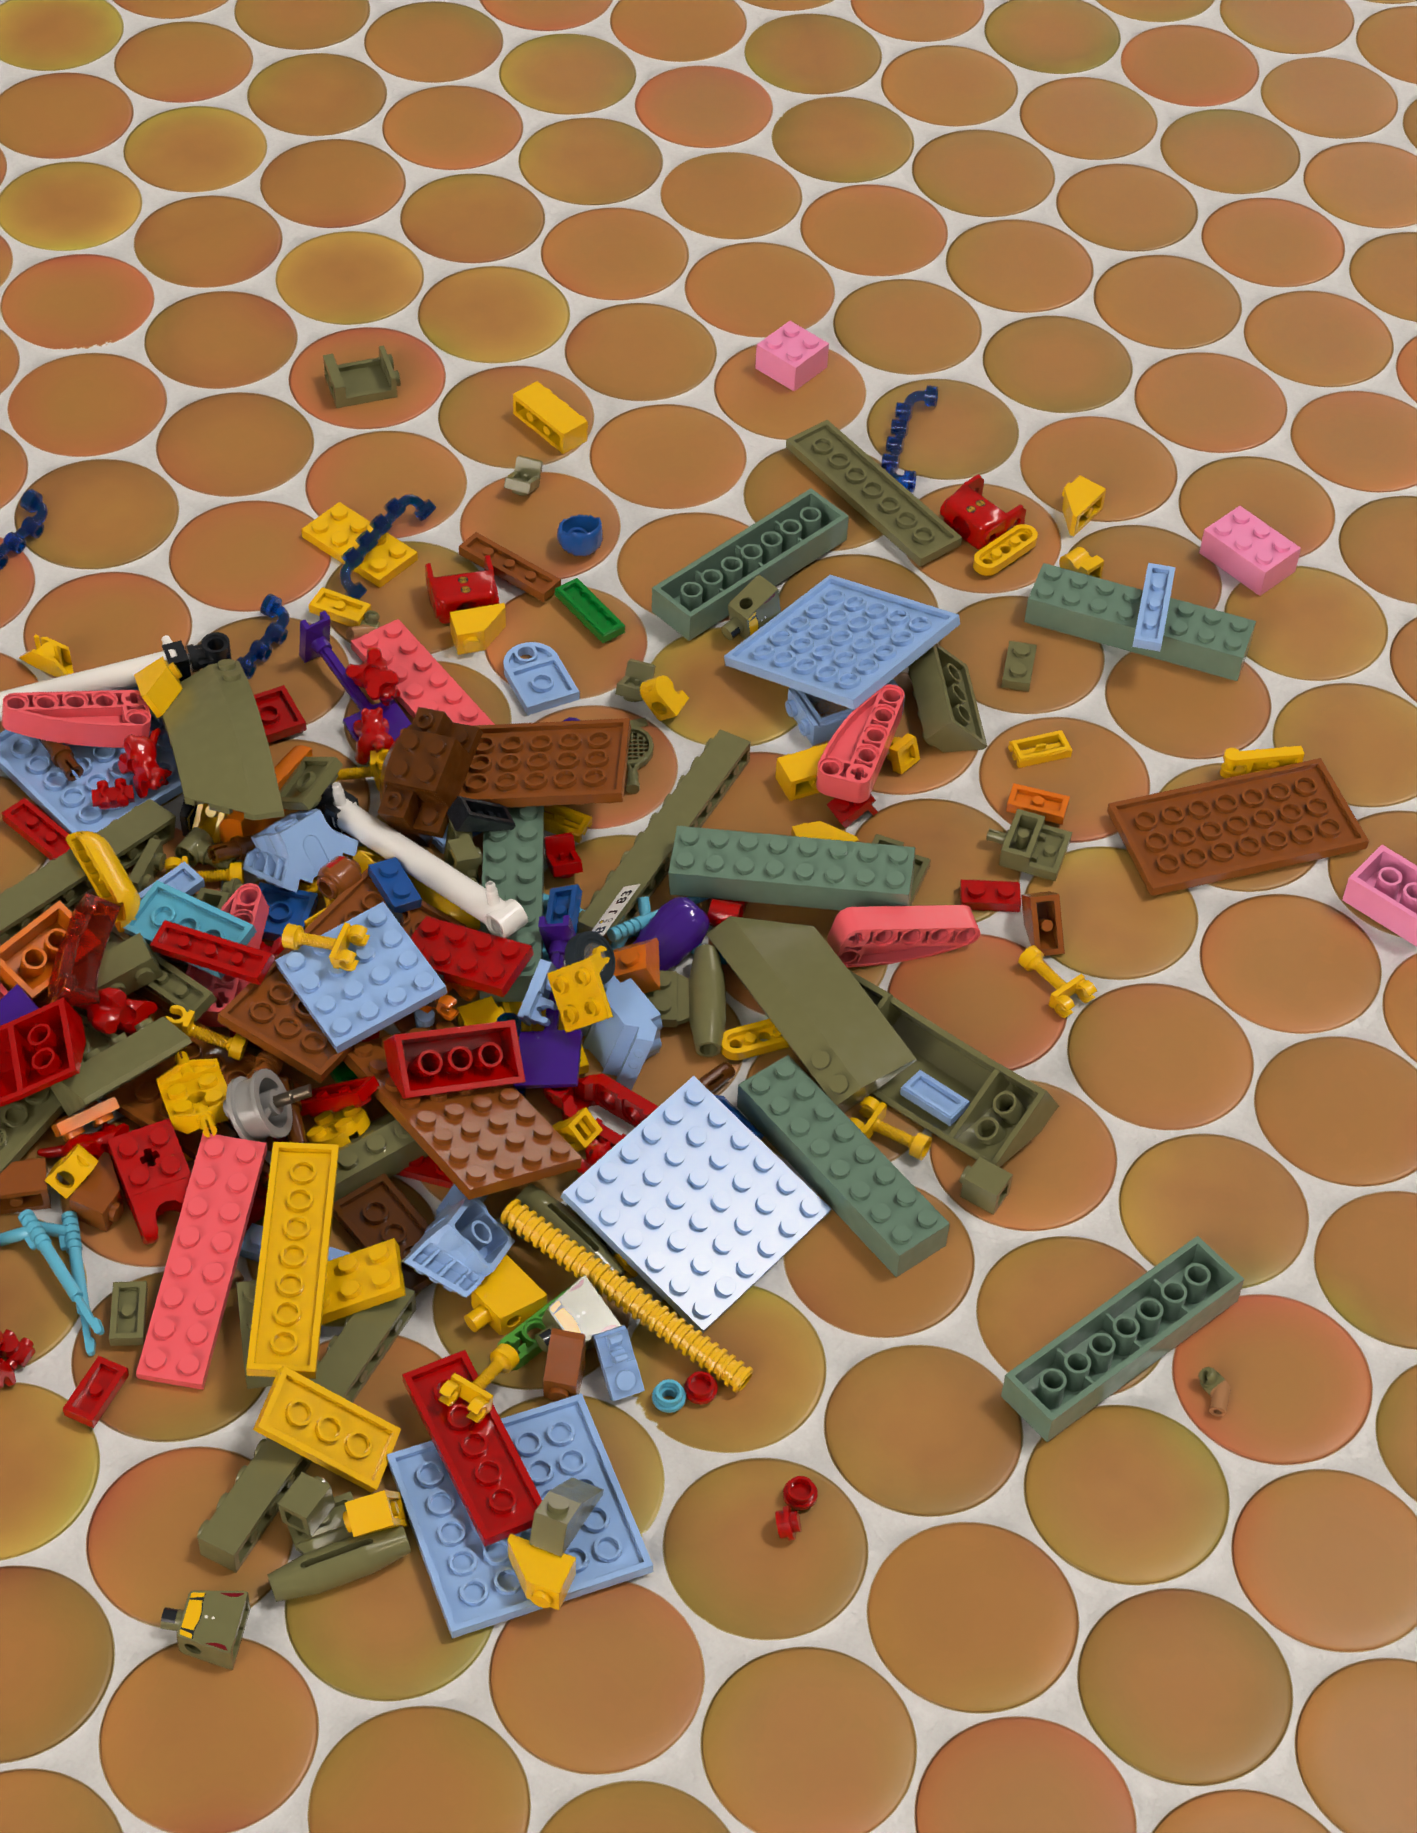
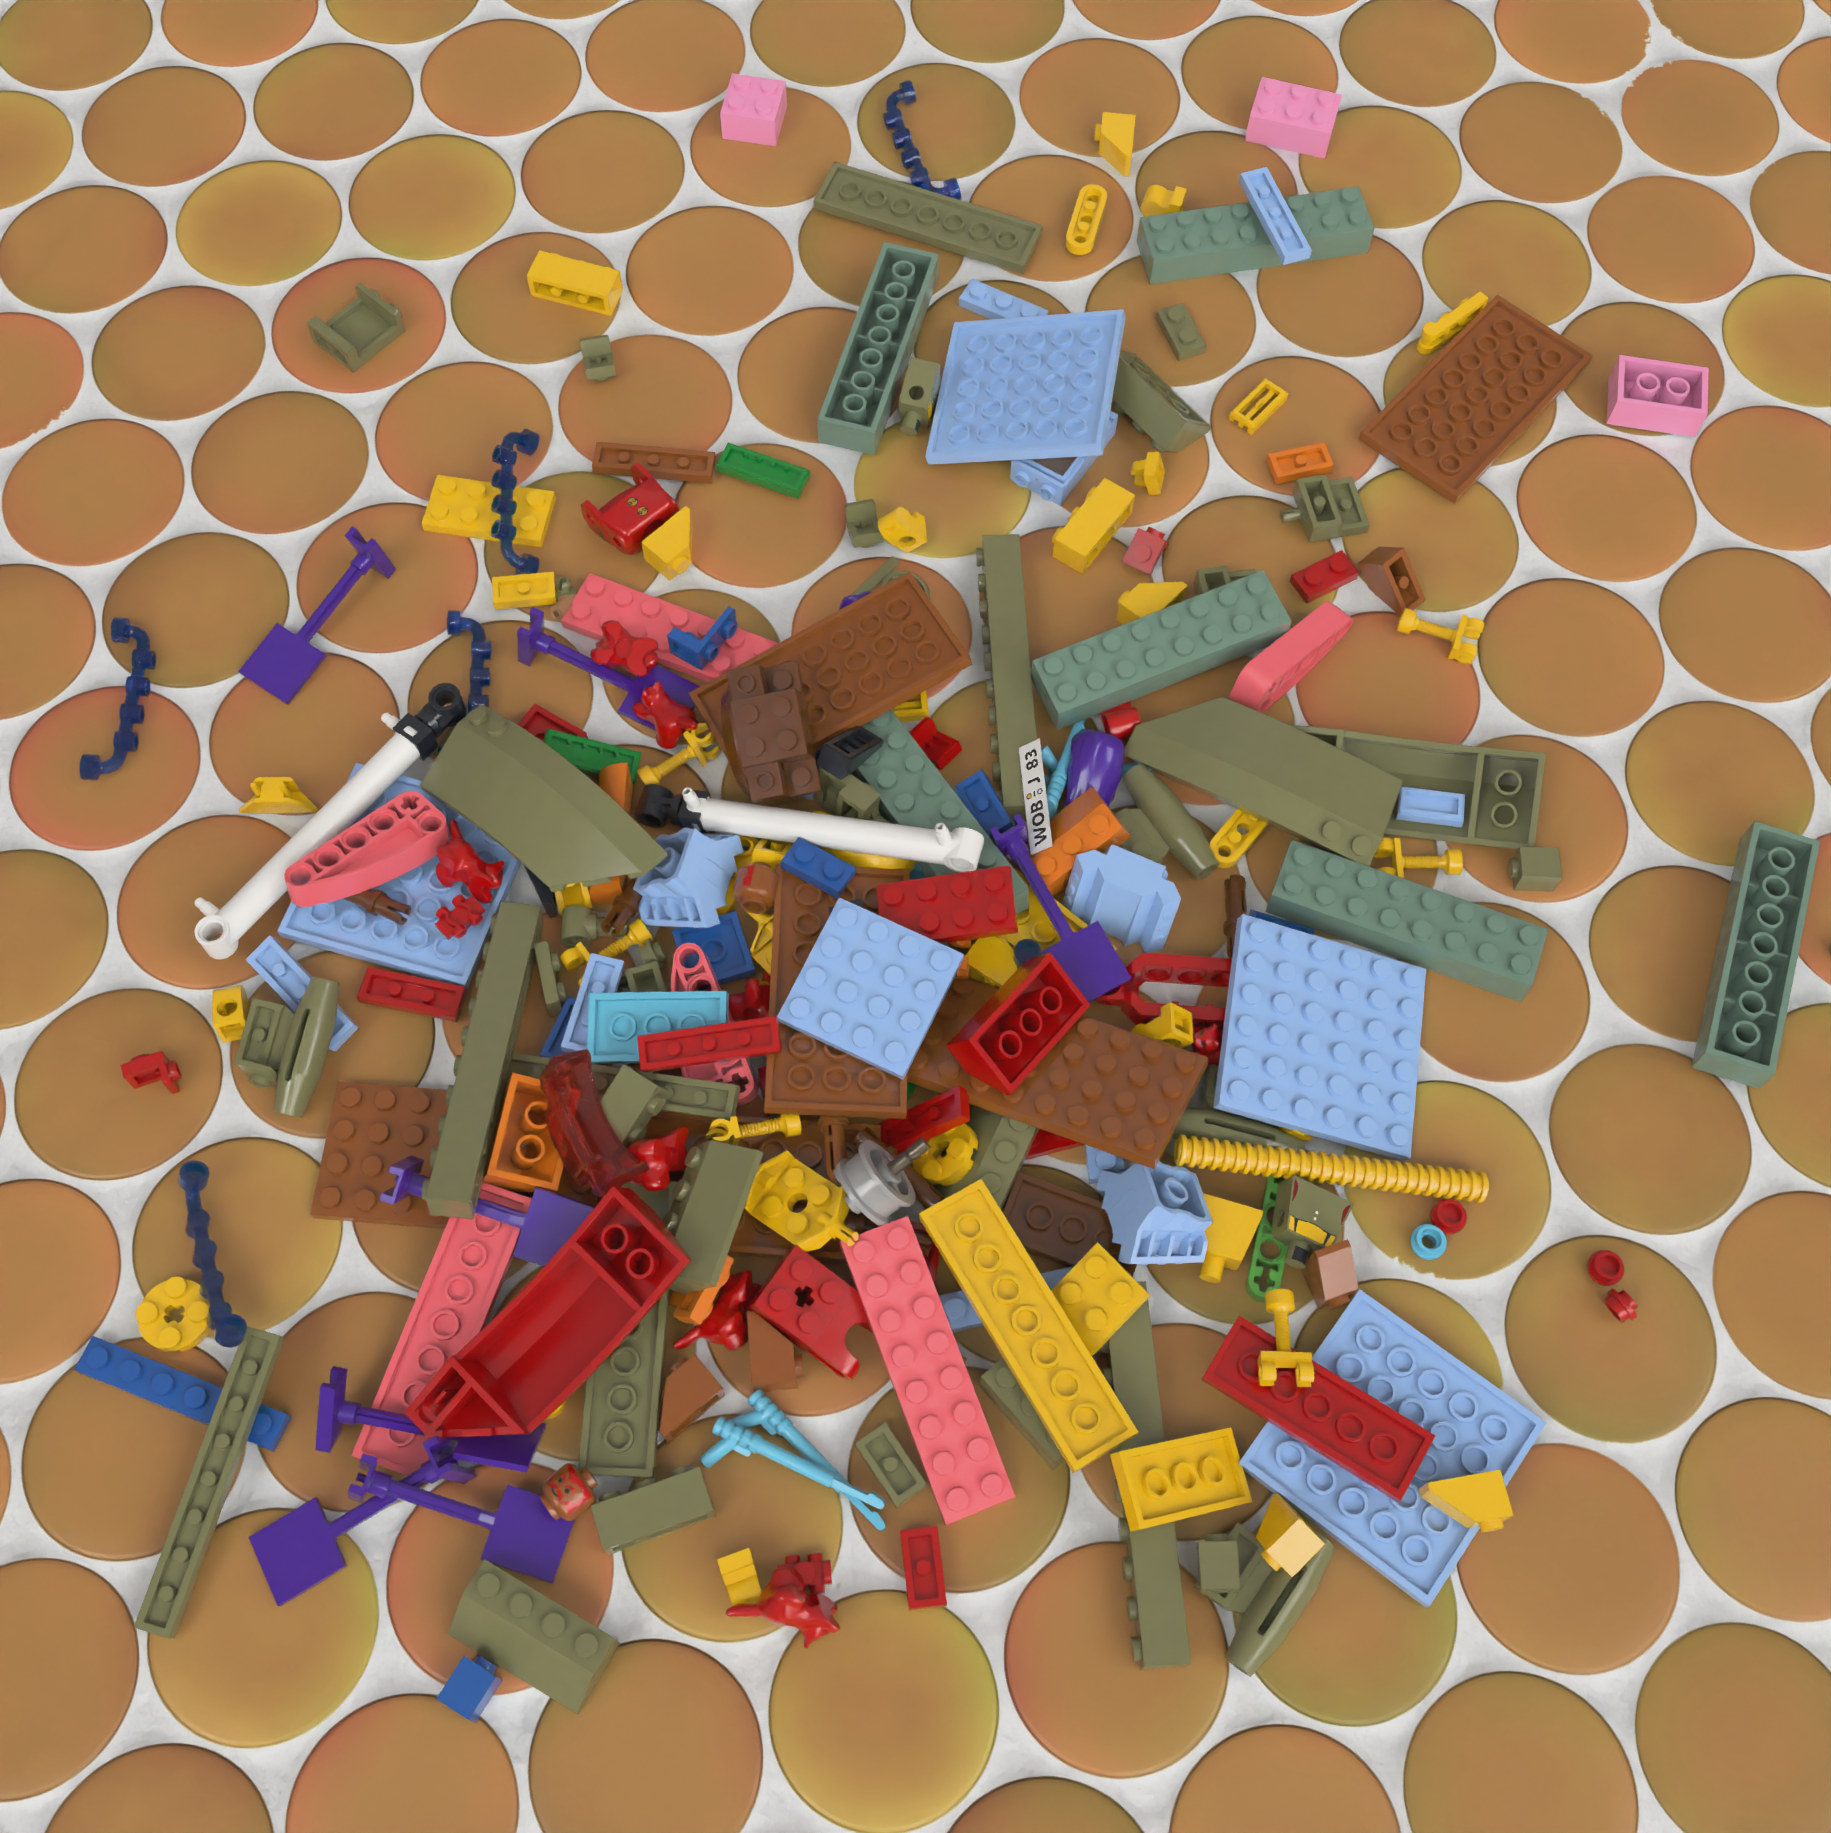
camera: 30 degrees left, 15 degrees up
(73, 1168) = (734, 1347): yellow leg -> none
(106, 874) = (533, 1015): yellow brick -> none
(136, 573) = (287, 659): none -> dark purple piece
(159, 685) = (423, 774): yellow slope -> none
(210, 1625) = (1214, 1744): olive torso -> none
(289, 732) = (591, 755): none -> green plate
(308, 782) = (656, 800): olive plate -> none
(340, 957) = (785, 984): yellow bar -> none
(447, 700) = (699, 653): none -> blue bracket
(537, 996) = (1039, 892): light blue plate -> none
(540, 680) = (766, 567): light blue tile -> none
(562, 1515) = (1458, 1430): olive slope -> none
(580, 534) = (699, 394): blue hair -> none
(580, 982) = (1084, 880): yellow plate -> none
(618, 1363) = (1371, 1239): light blue plate -> none
(860, 747) = (1128, 490): coral beam -> none
(875, 574) = (995, 303): none -> light blue plate
(976, 517) = (1042, 198): red piece -> none

